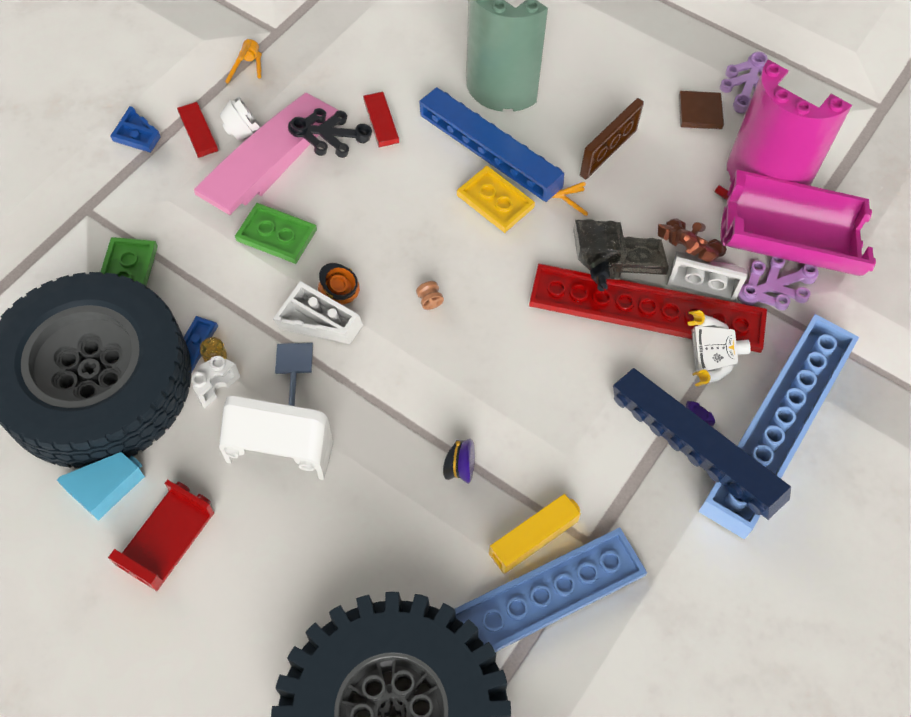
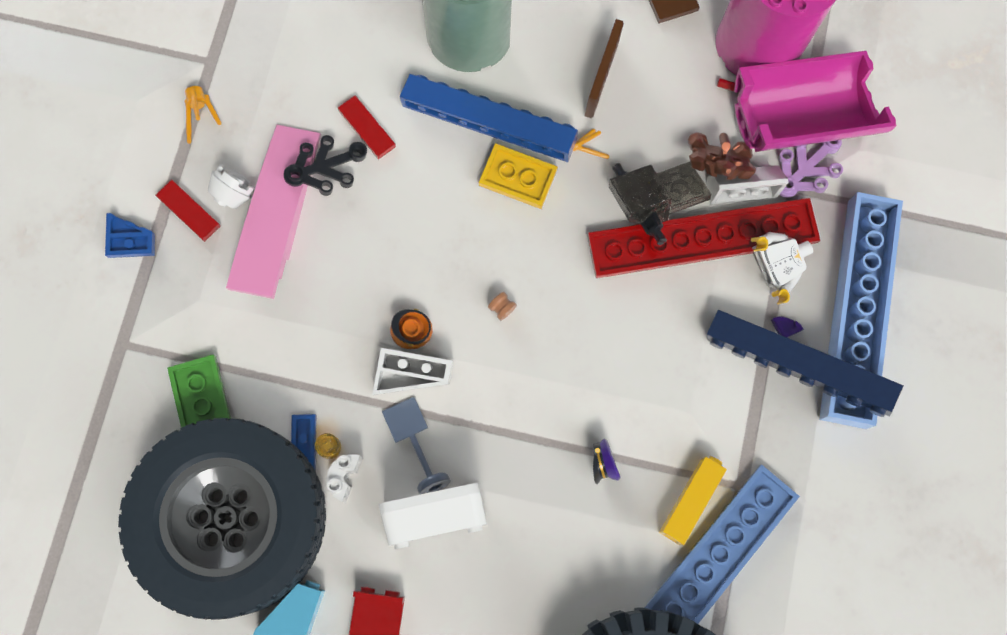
camera: 25 degrees left, 15 degrees up
(276, 233) = (325, 297): bright green plate -> none

